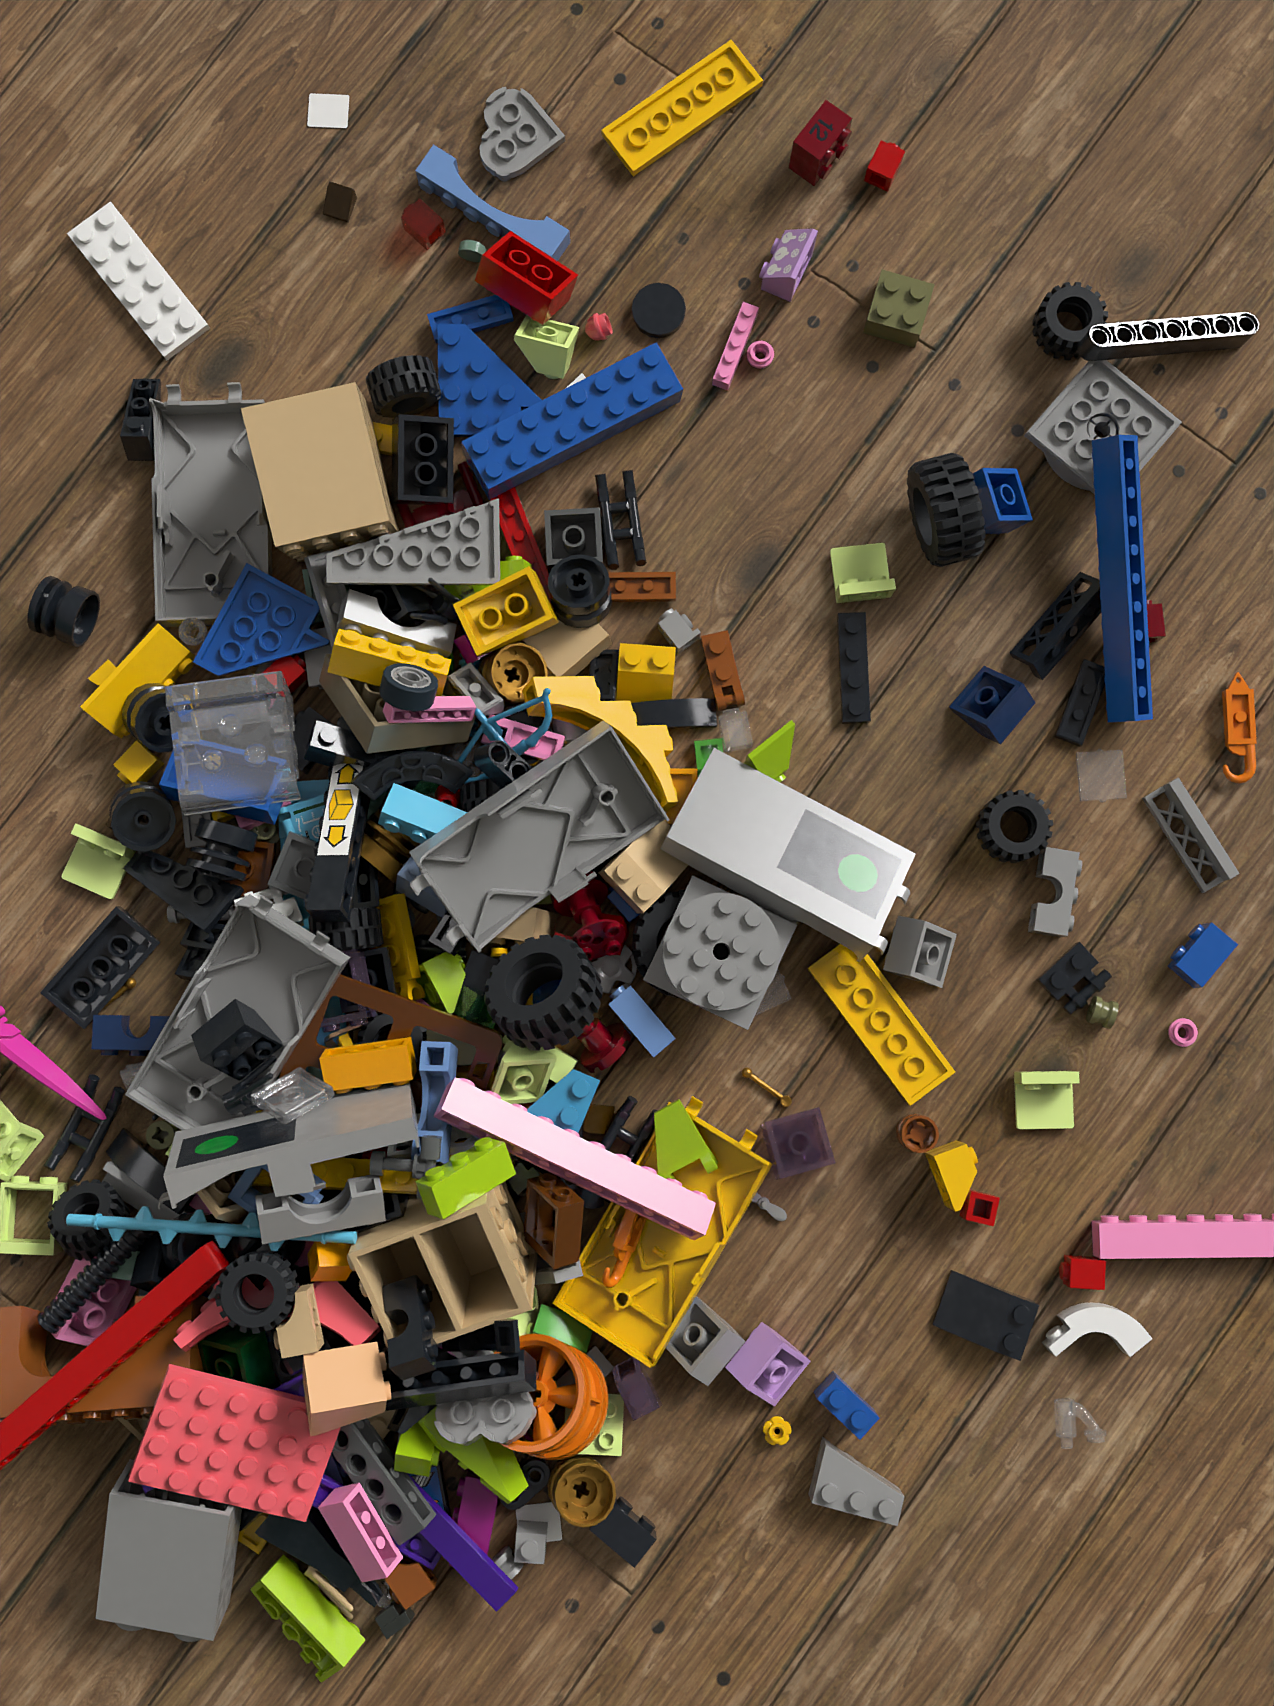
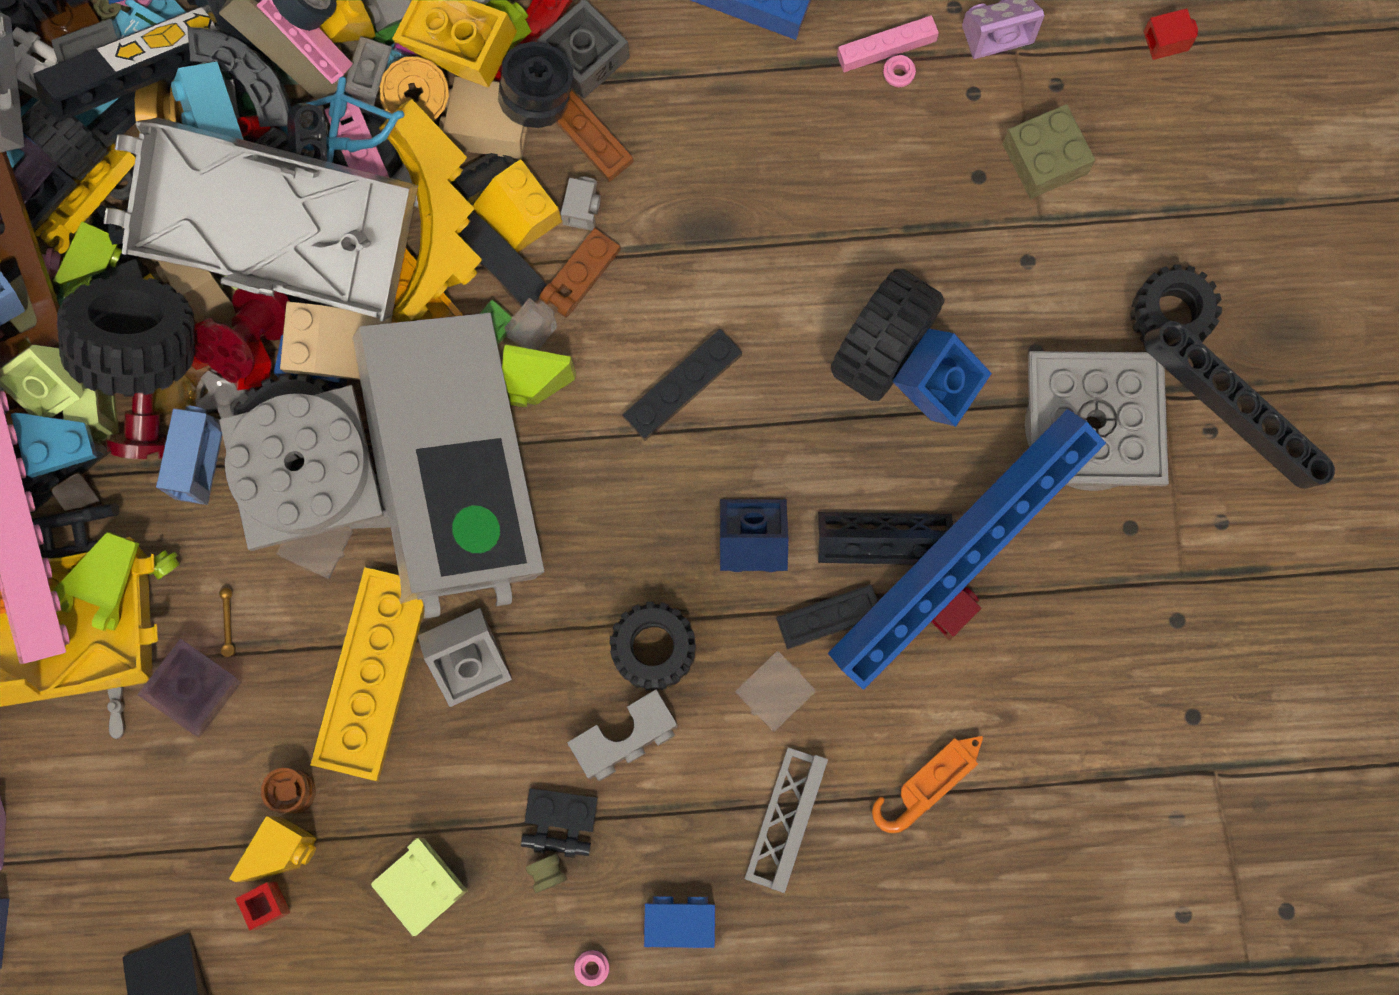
camera: 55 degrees right, 5 degrees down
(630, 506) = (642, 57): black piece -> none
(697, 1091) = (164, 564): none -> lime plate
(861, 573) = (774, 318): yellowish green bracket -> none

